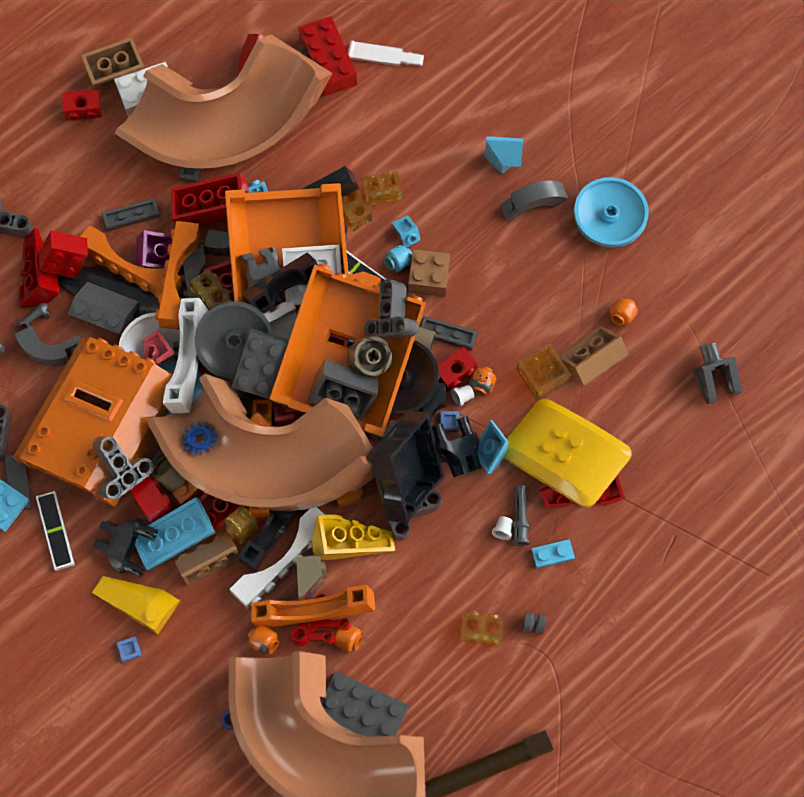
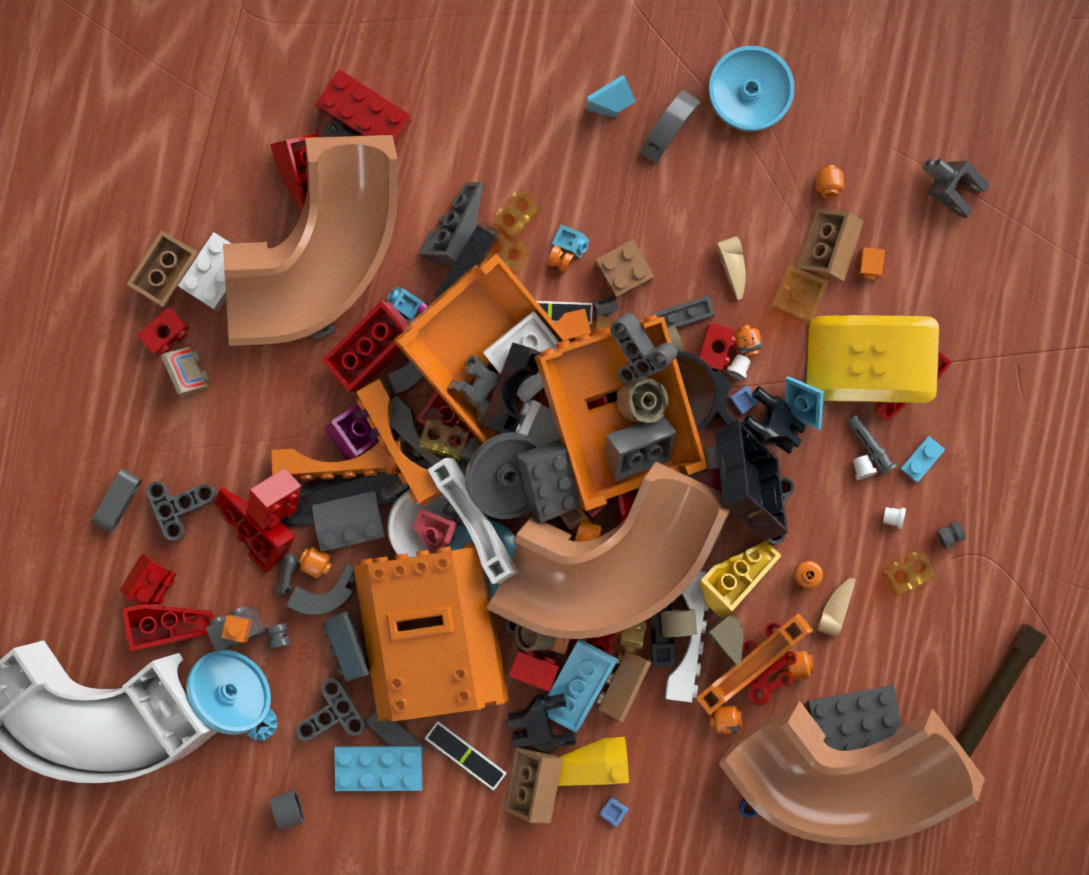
camera: 35 degrees left, 15 degrees up
(34, 392) = (347, 646): none -> dark grey slope
(58, 321) = (314, 562): none -> orange head
(74, 137) = (186, 372): none -> dark tan slope
(85, 585) = (533, 785): none -> medium nougat slope
(117, 472) = (501, 670): dark grey beam -> none
(130, 214) = (297, 408): dark grey tile -> none
(198, 431) = (540, 583): blue gear -> none
(279, 537) = (678, 623): none -> dark tan piece
(312, 172) = (455, 227): none -> dark grey wedge
(382, 54) = (413, 71): white piece -> none
(389, 236) = (560, 259): none -> orange wheel
(398, 258) = (585, 275): medium azure head -> none
(403, 619) = (835, 609): none -> tan piece
(404, 581) = (800, 576): none -> orange head
(501, 580) = (894, 517): none -> white piece
(512, 321) = (732, 259): none -> tan piece
(613, 387) = (871, 263): none -> orange brick

